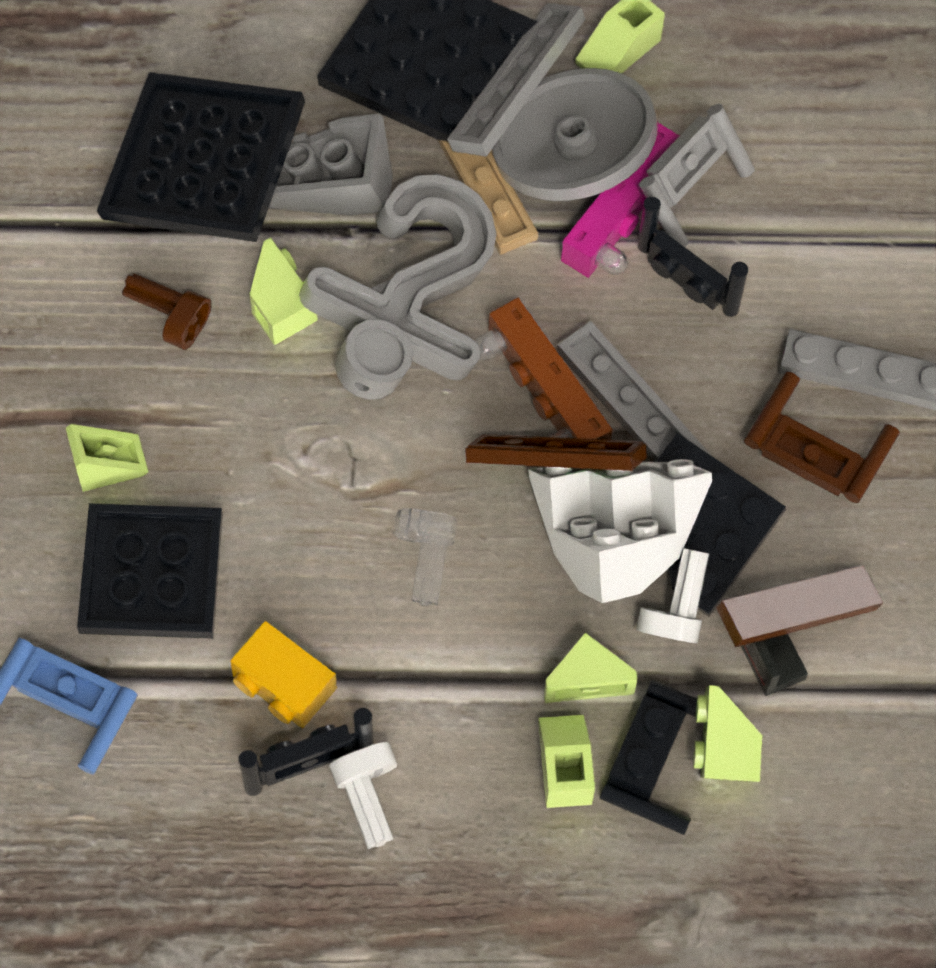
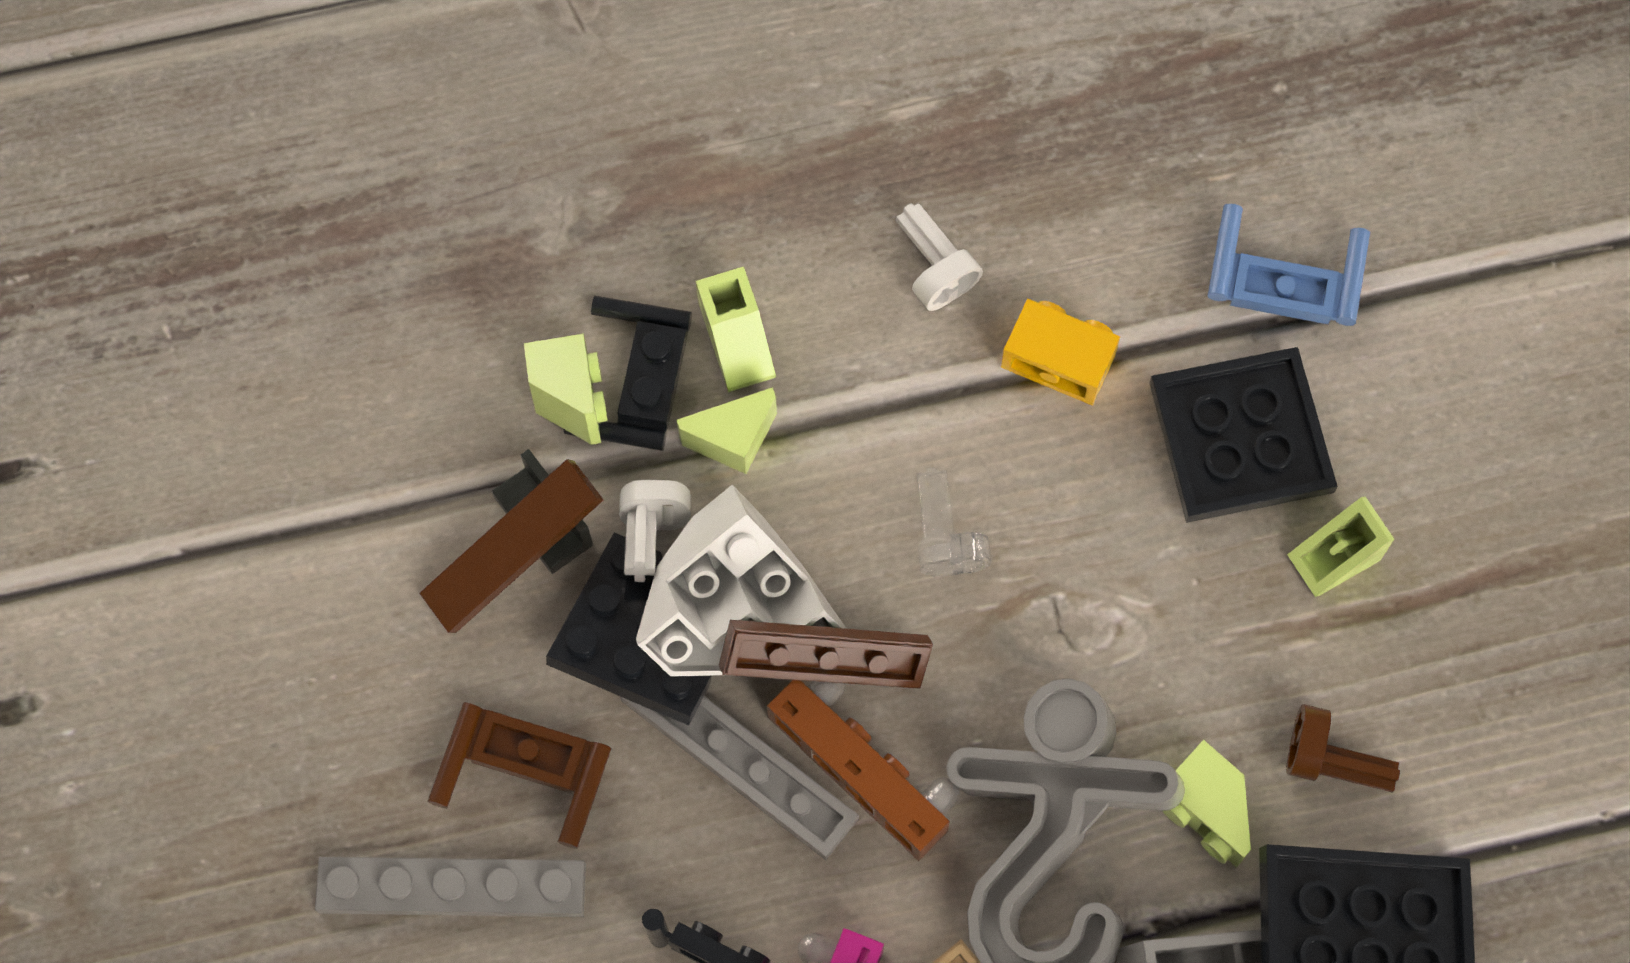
camera: 170 degrees right, 5 degrees up
(321, 748) = (1026, 265): black plate -> none

